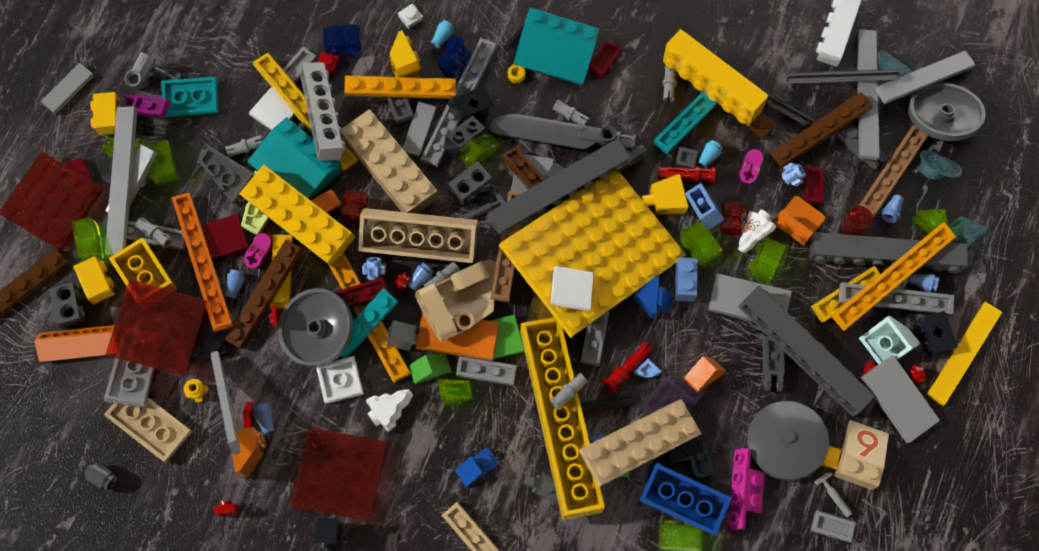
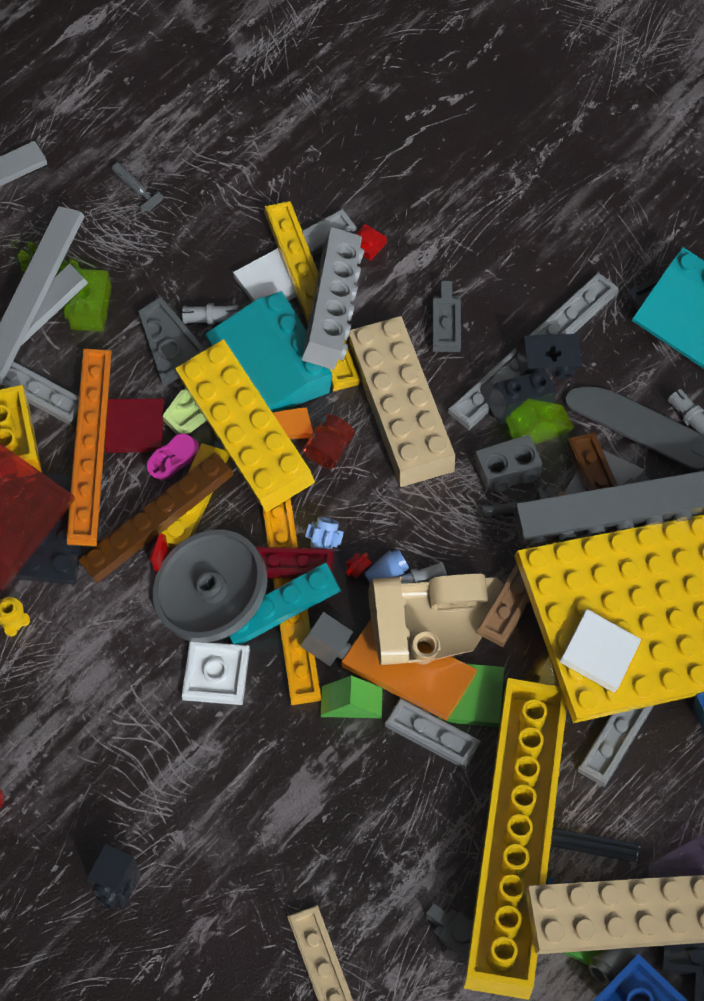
camera: 25 degrees right, 10 degrees down
(104, 112) = (39, 211): yellow brick -> none
(141, 69) = (110, 173): light grey piece -> none
(148, 105) = (103, 221): magenta hinge -> none
(153, 232) = (41, 385): light grey pin -> none
(191, 96) = (162, 228): teal tile -> none
(225, 403) = (42, 642): light grey tile -> none
(235, 281) = (122, 490): medium blue cone -> none
(247, 415) = (68, 675): red tile -> none
(251, 451) = (46, 719): orange slope -> none
(263, 416) = (89, 685): medium blue cone -> none
(339, 474) = (162, 803): clear red plate -> none
(342, 39) = (400, 215): clear blue brick -> none
(388, 408) = (269, 735): white rock -> none
(400, 87) = (456, 301): light orange plate -> none
(403, 58) = (476, 266): yellow slope -> none
(410, 16) = (508, 215): white plate -> none
(417, 235) = (404, 508): tan brick -> none
(419, 129) = (462, 368): light grey tile -> none
(443, 33) = (545, 250): medium azure cone -> none
(454, 391) = (373, 744): clear neon green slope -> none
(455, 58) = (550, 287): clear blue brick -> none
(476, 467) = (365, 866): blue slope -> none
(516, 74) = (632, 337): yellow tile -> none
(569, 391) = (541, 797): light grey pin -> none
(622, 373) = (636, 807): red pin -> none
(647, 369) = (677, 817): light blue tile -> none

